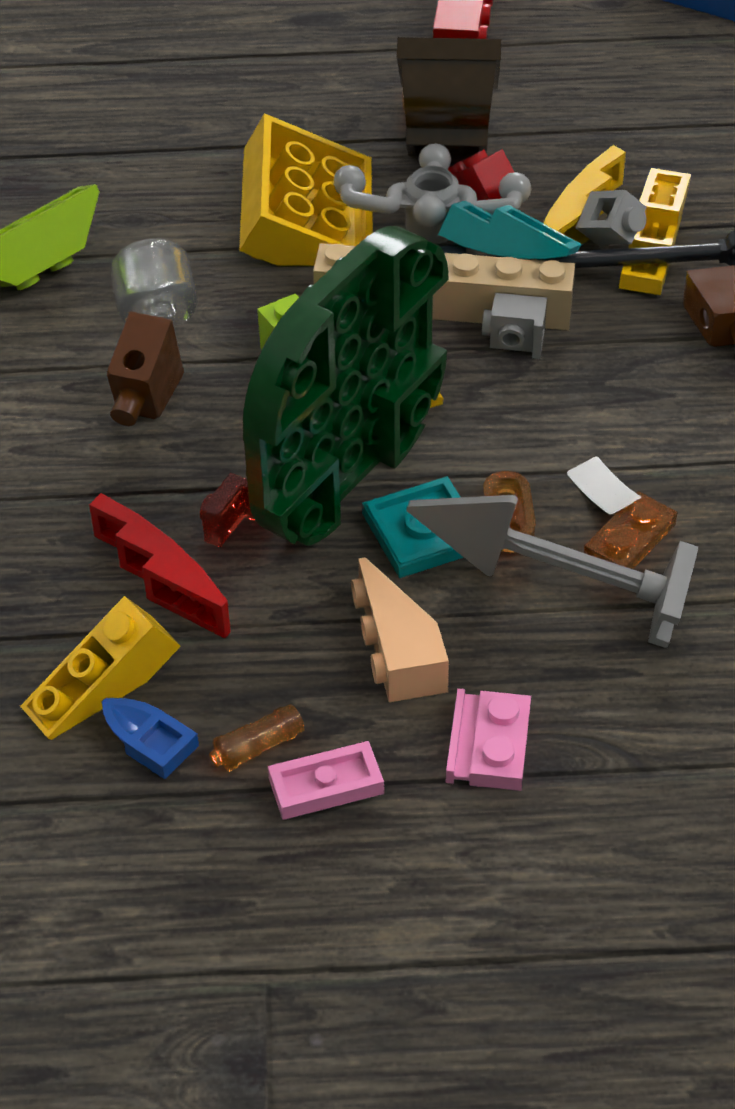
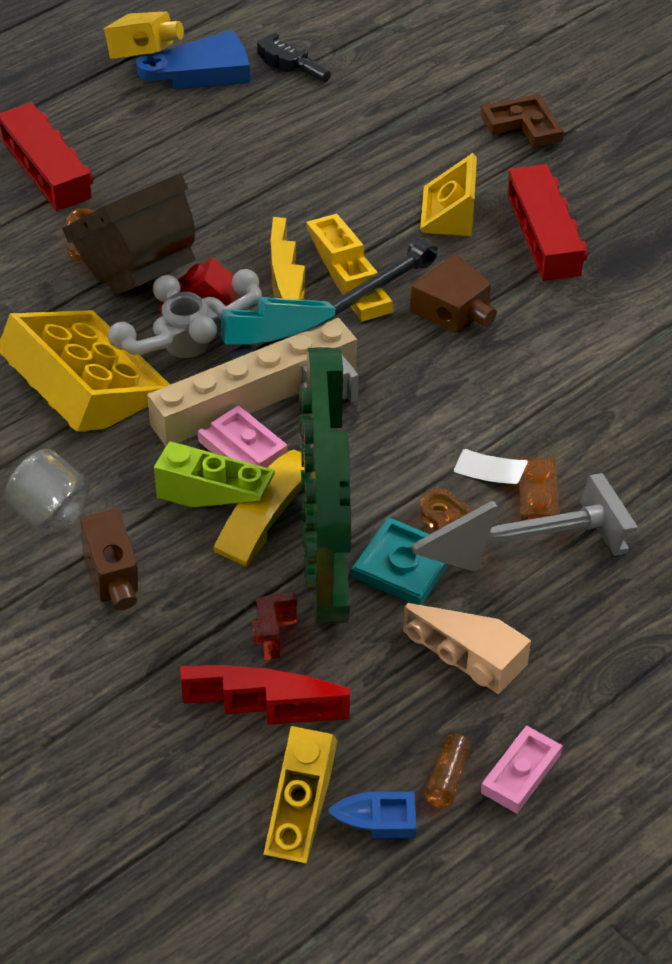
camera: 40 degrees left, 0 degrees up
(489, 739) = (587, 678): bright pink plate -> none
(623, 221) = (319, 268): light grey brick -> none

